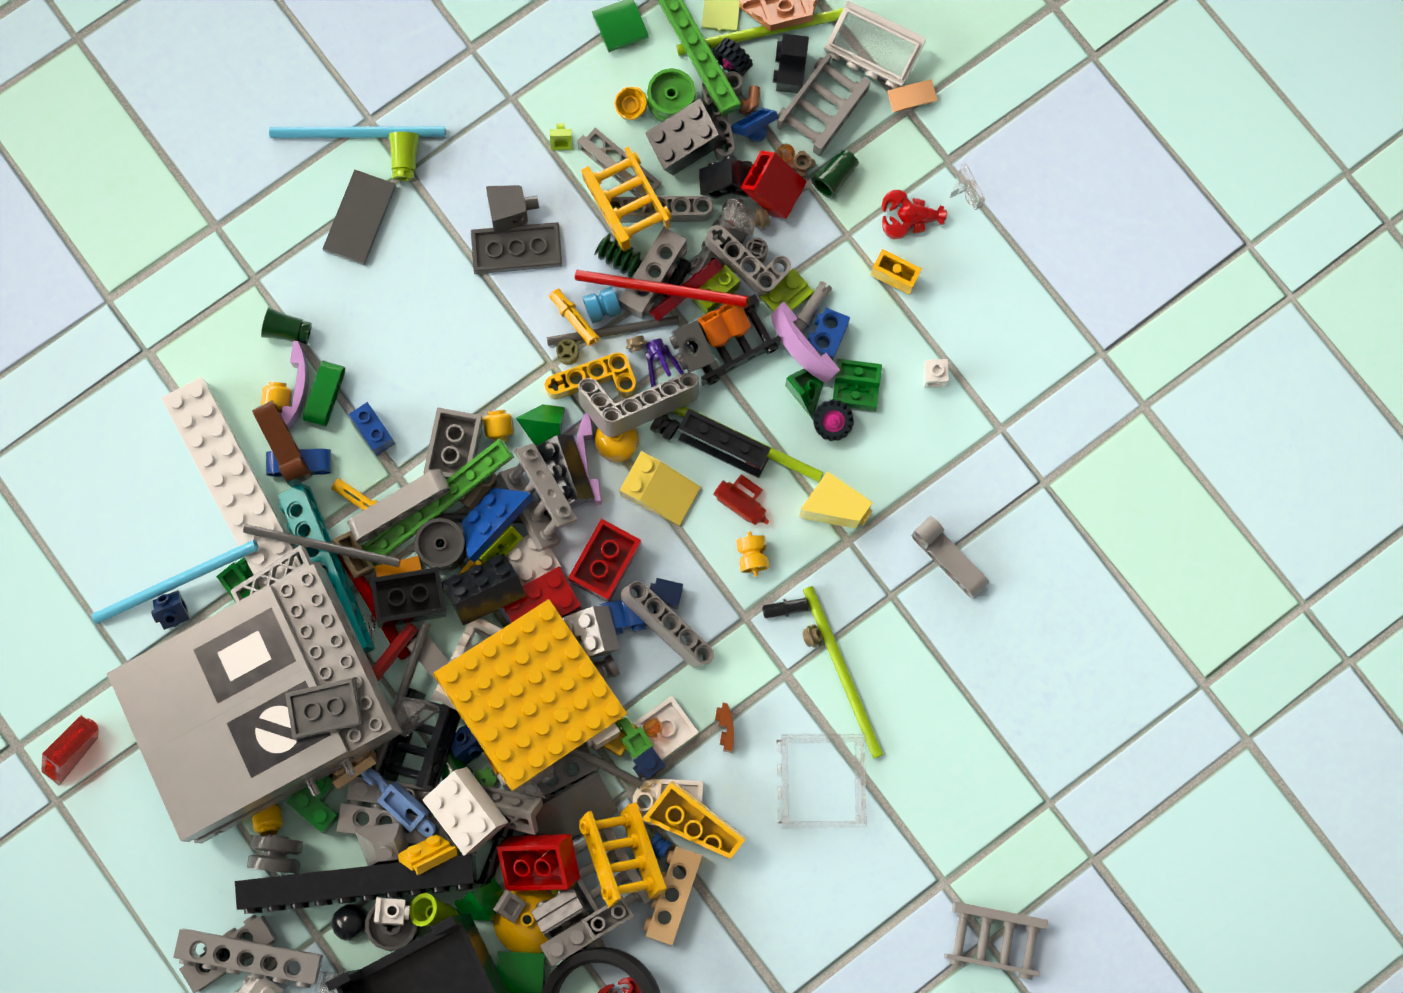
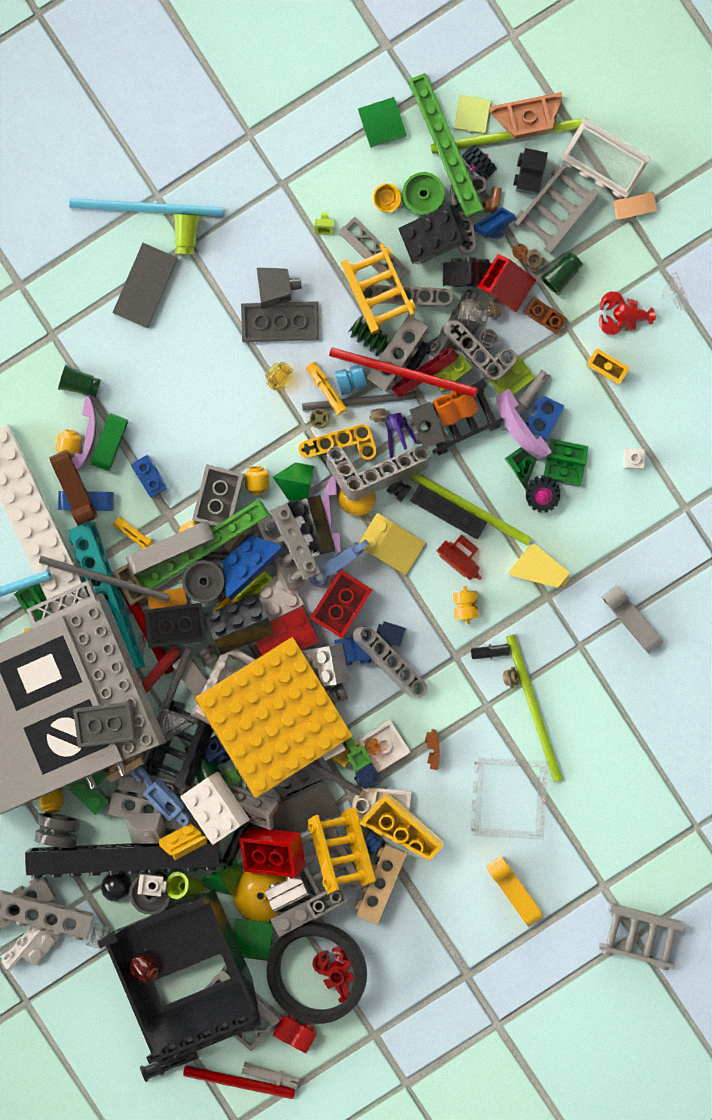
camera: 10 degrees right, 10 degrees up
(449, 633) = (207, 655): none -> flat silver wheel
(509, 906) = (247, 885): light grey tile -> none
(518, 306) = (279, 375): none -> clear yellow head
(599, 510) = (339, 562): none -> medium blue piece
(820, 223) = (545, 315): none -> dark orange slope
(836, 894) = (514, 891): none -> yellow beam

